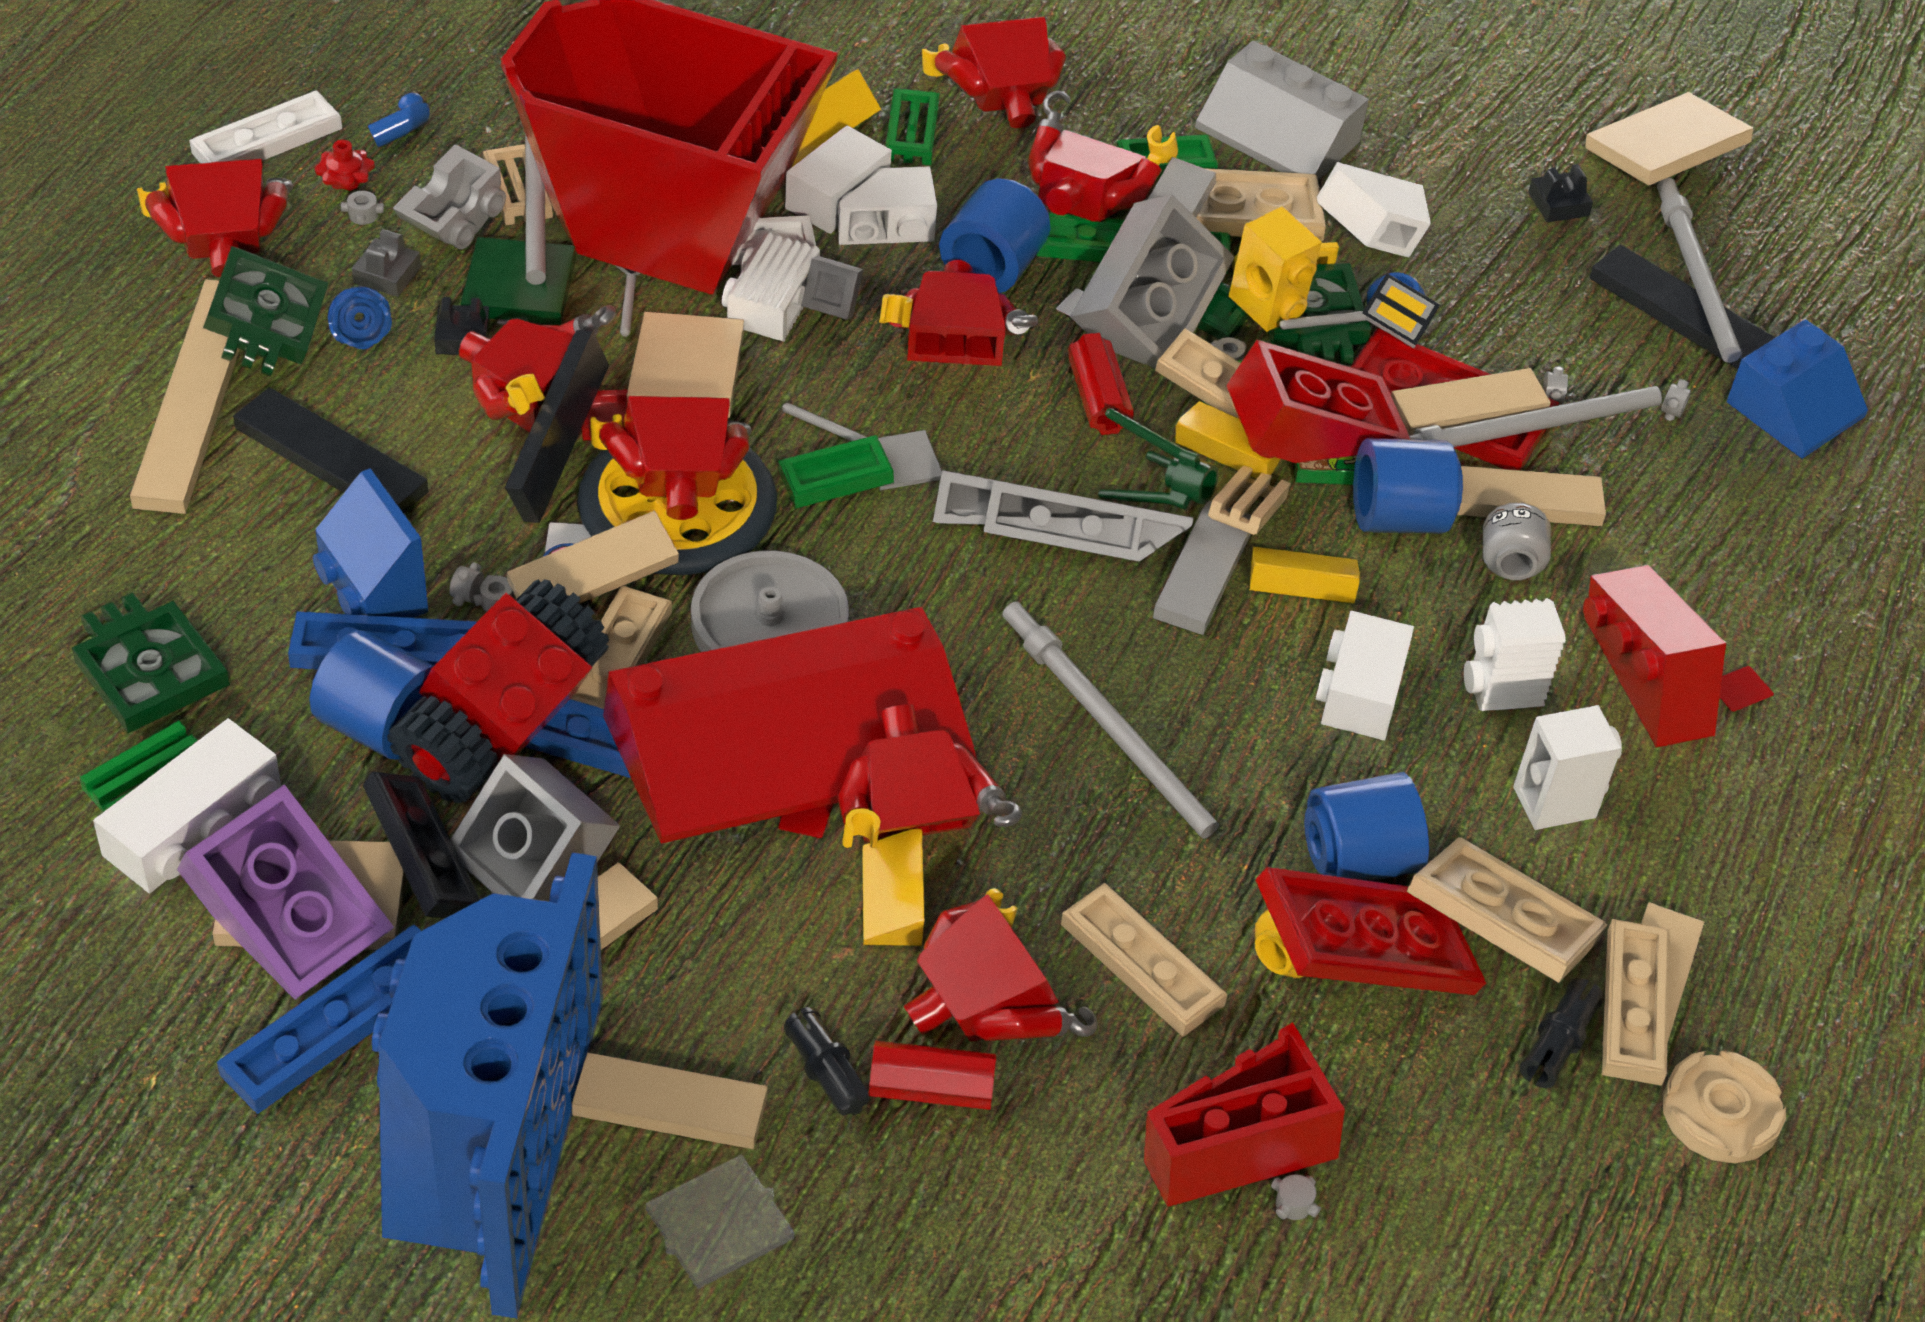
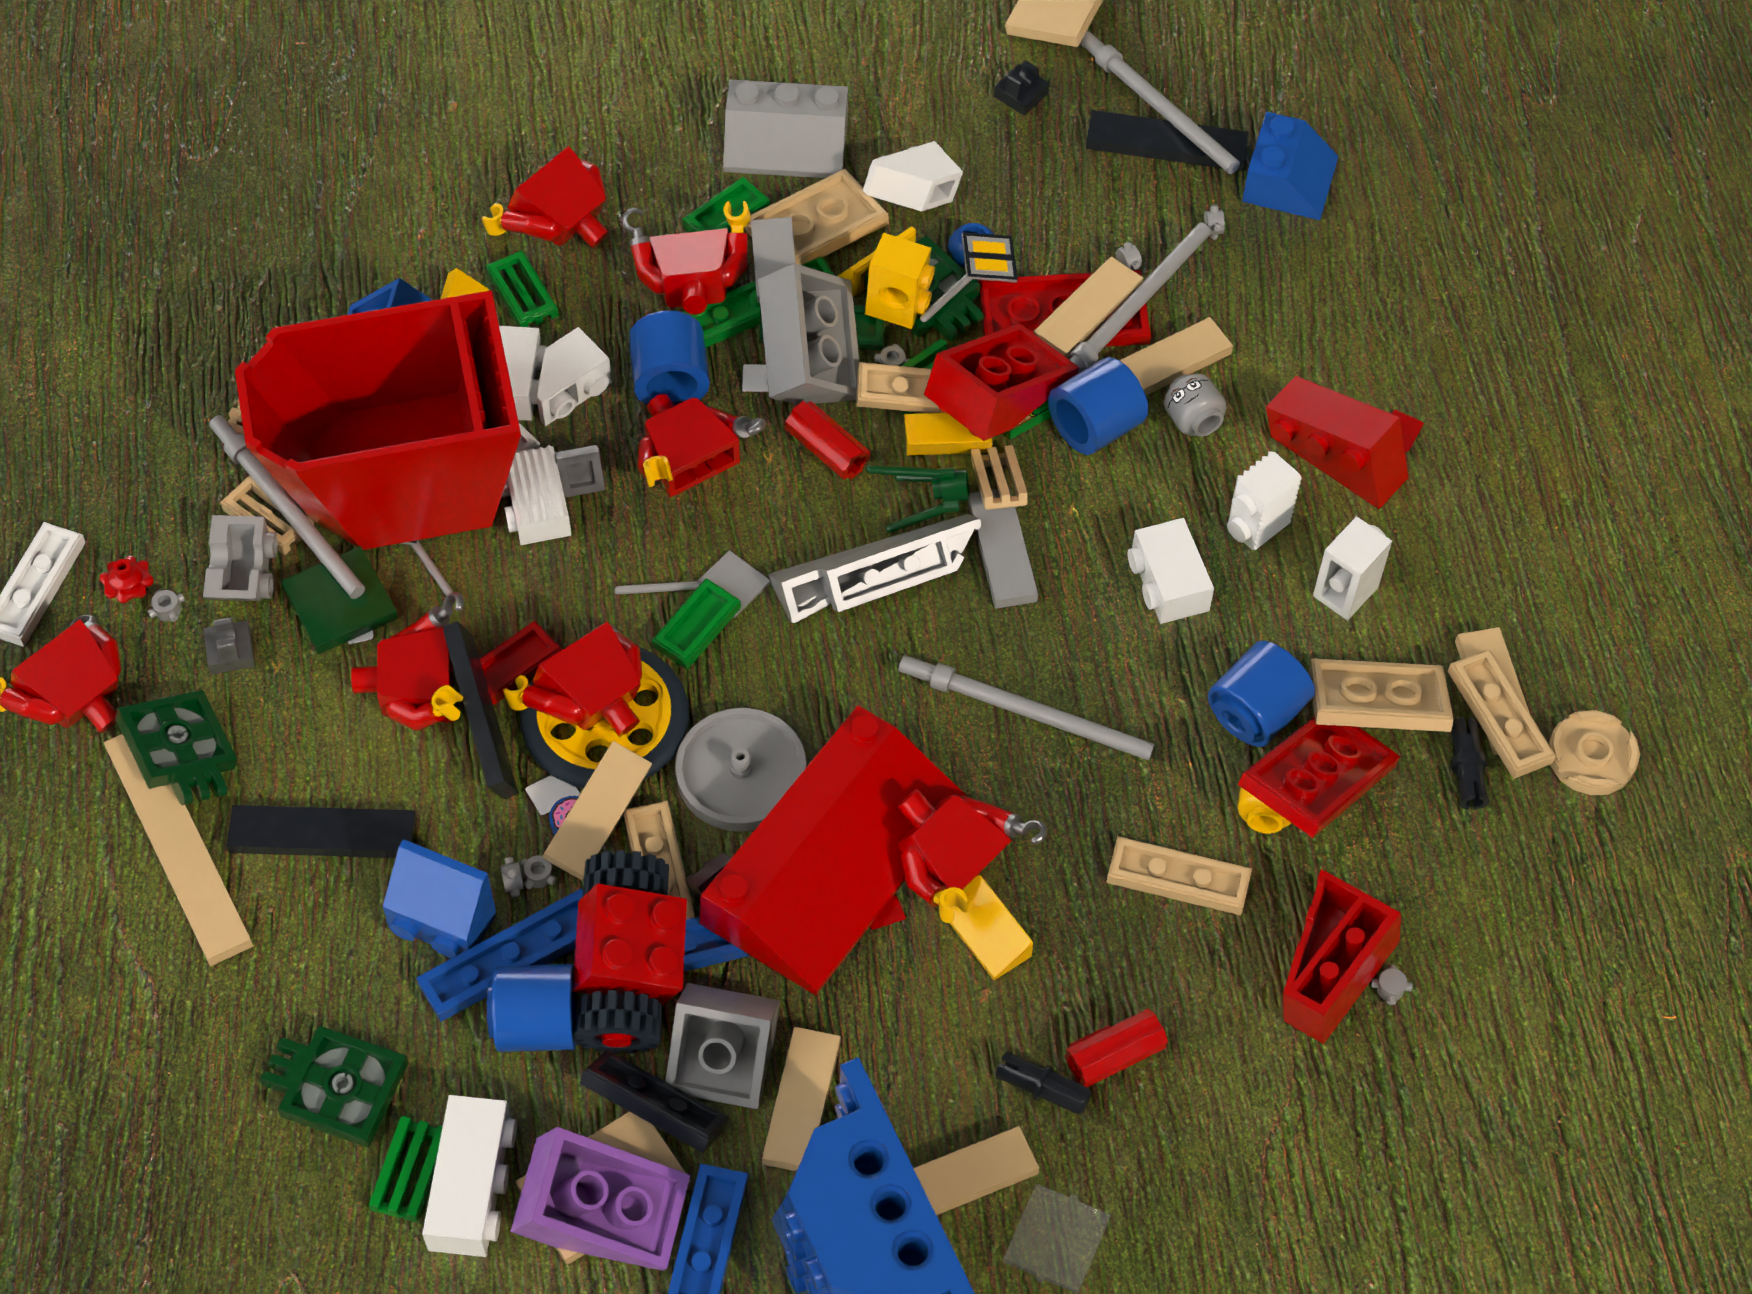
camera: 30 degrees left, 10 degrees up
(363, 332) = (264, 707): blue plate -> none
(411, 115) = (136, 513): blue arm -> none
(458, 320) = (330, 667): black tile -> none
(687, 356) = (526, 600): tan tile -> none
(988, 979) = (1101, 957): red torso -> none
(1304, 575) = (1071, 512): yellow slope -> none

